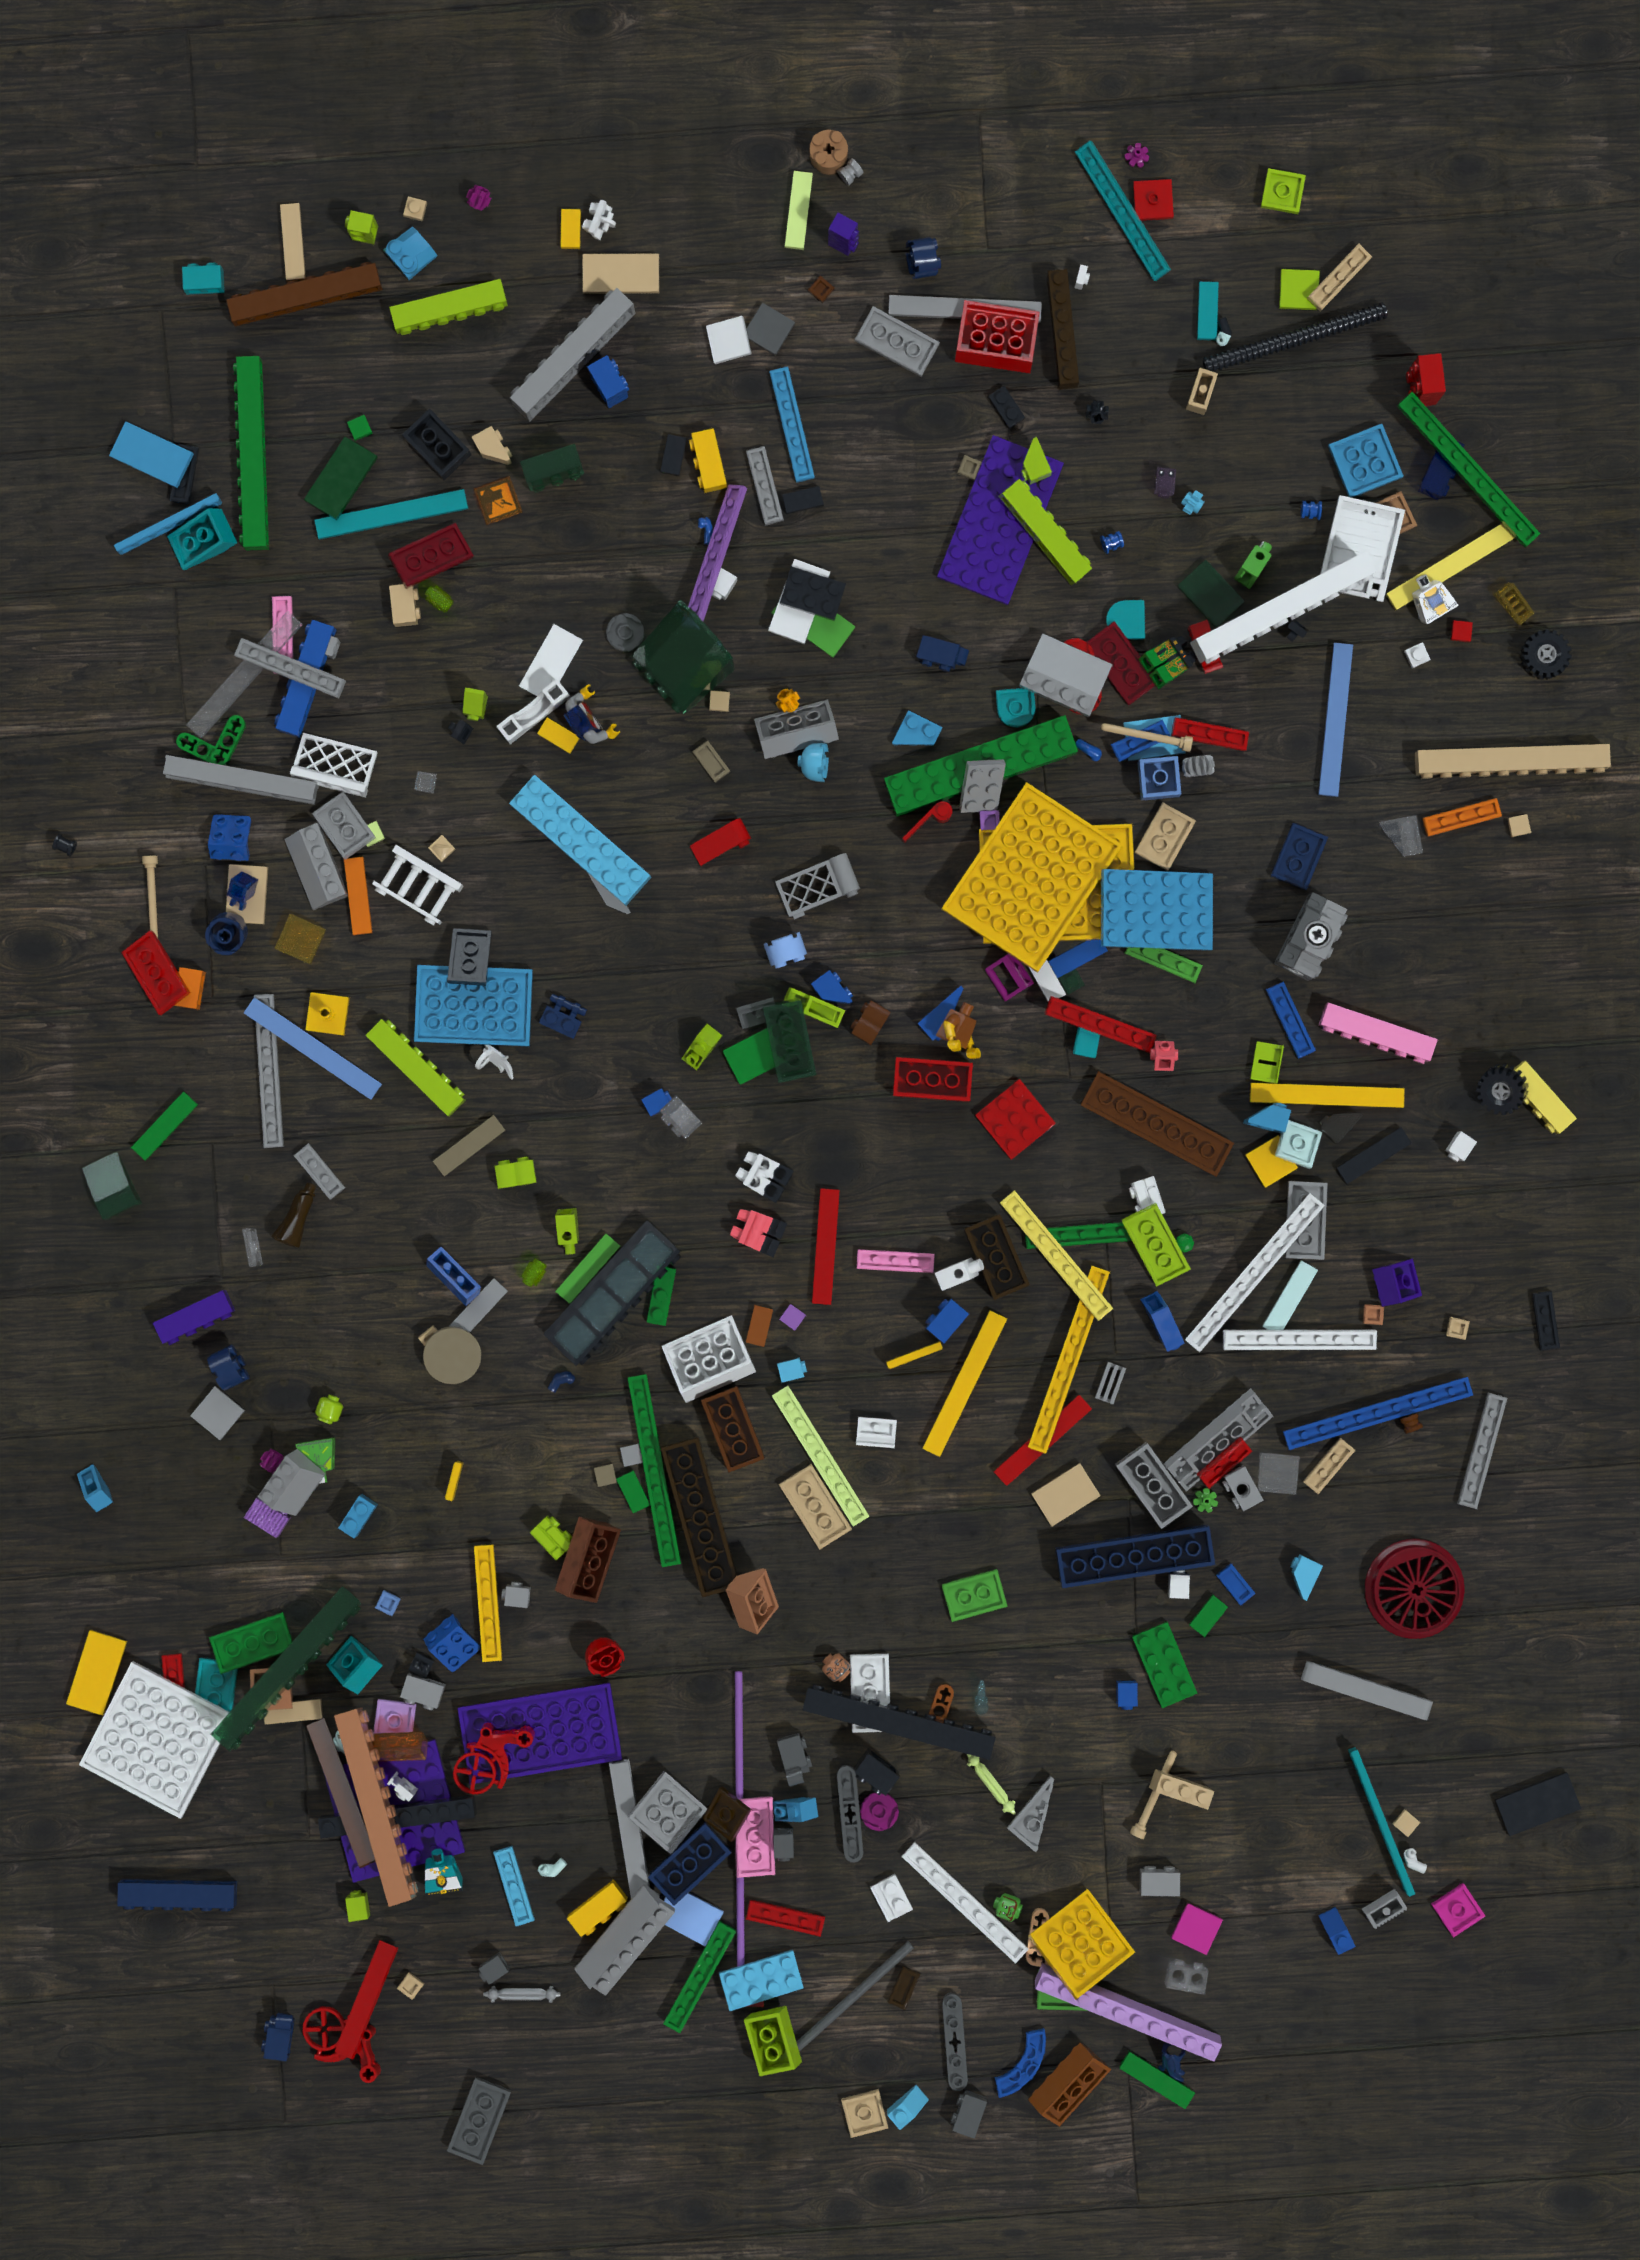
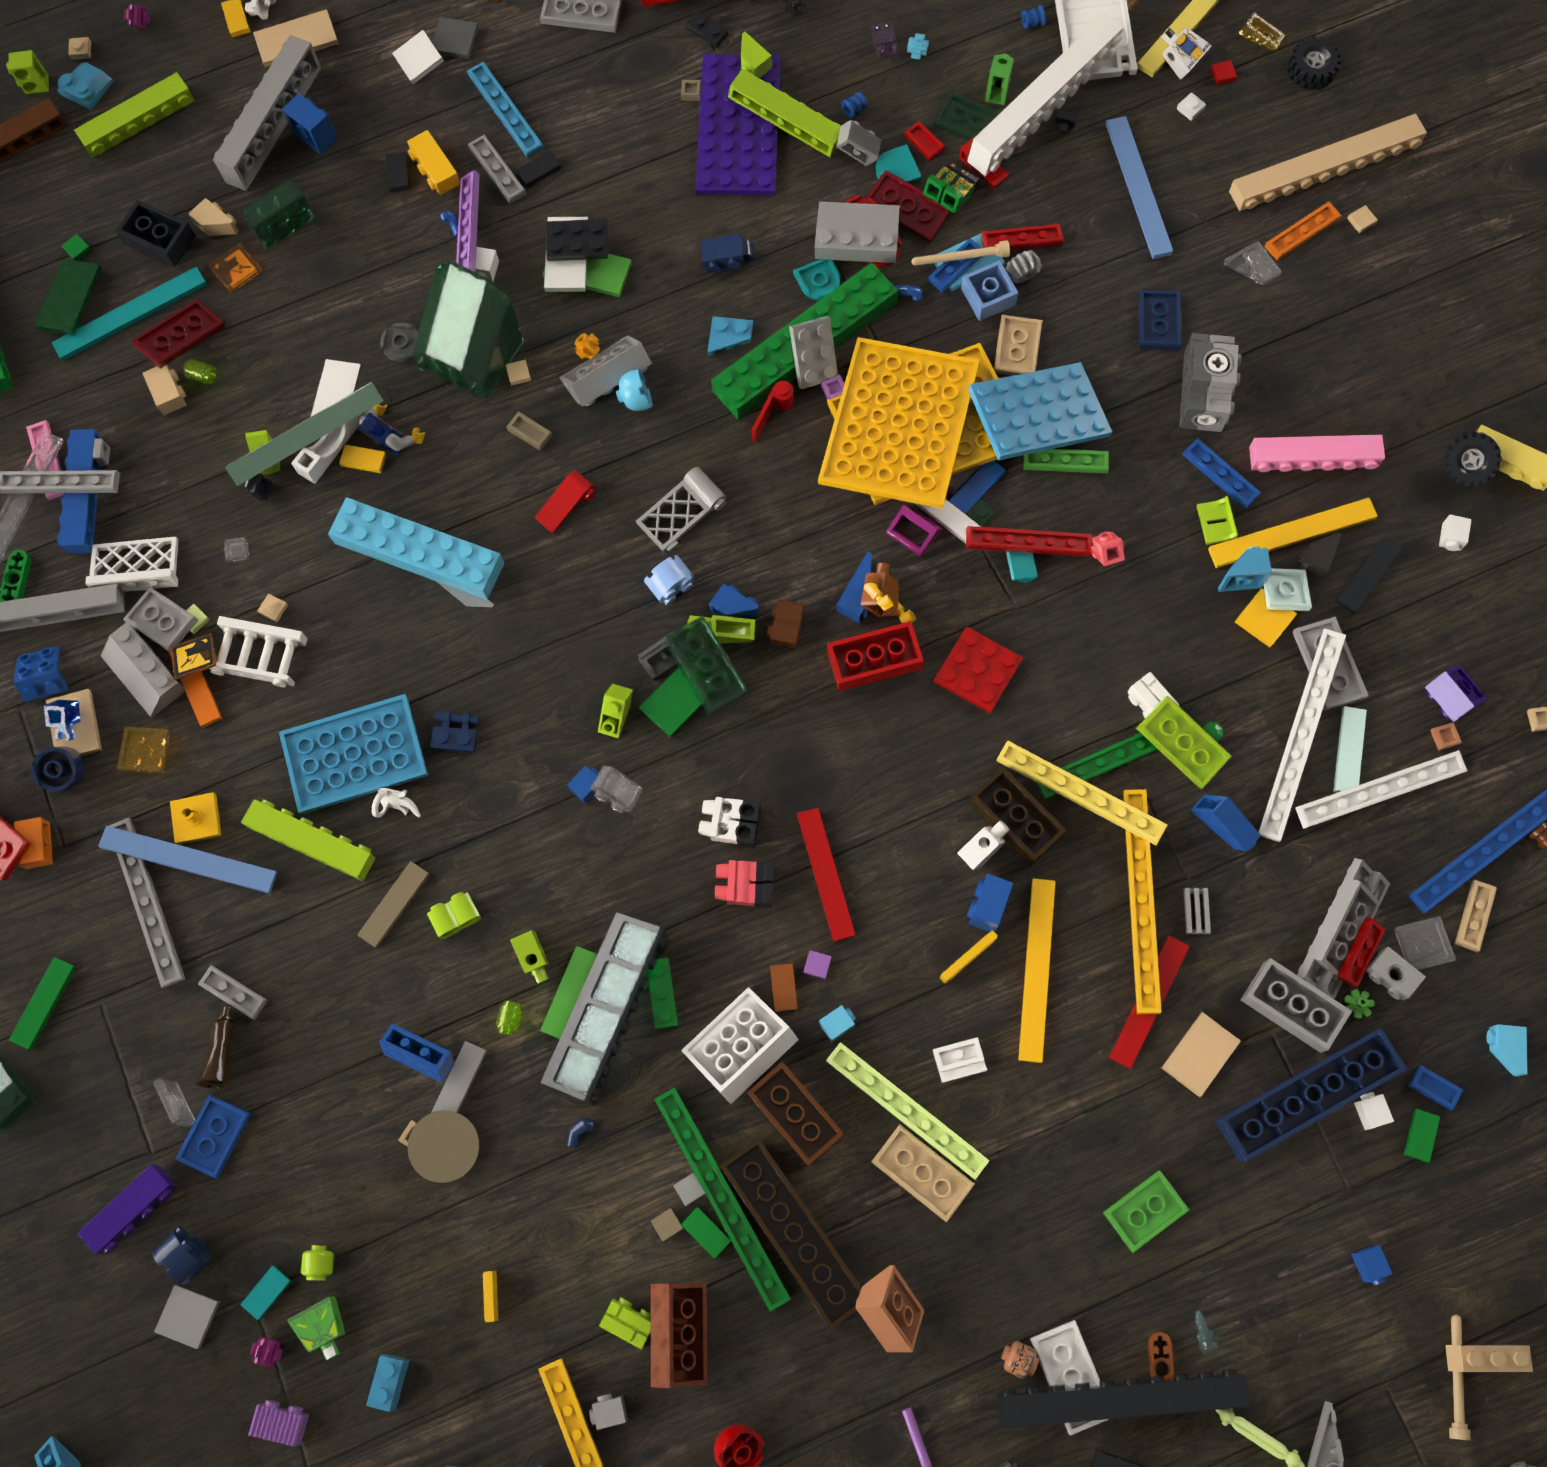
camera: 15 degrees left, 15 degrees down
(273, 1282) = (213, 1136): none -> blue tile
(283, 1416) = (266, 1292): none -> teal tile
(291, 1484) = (294, 1370): light grey slope -> none
(364, 874) = (193, 656): none -> piece
(469, 957) = (332, 703): black plate -> none
(516, 704) = (304, 433): none -> sand green tile
(895, 1261) = (908, 863): bright pink tile -> none
(1100, 587) = (859, 142): none -> light grey brick
(1157, 1124) = (1130, 621): reddish brown plate -> none
(1162, 601) = (924, 141): none -> red tile
(1164, 1664) = (1398, 1213): green plate -> none

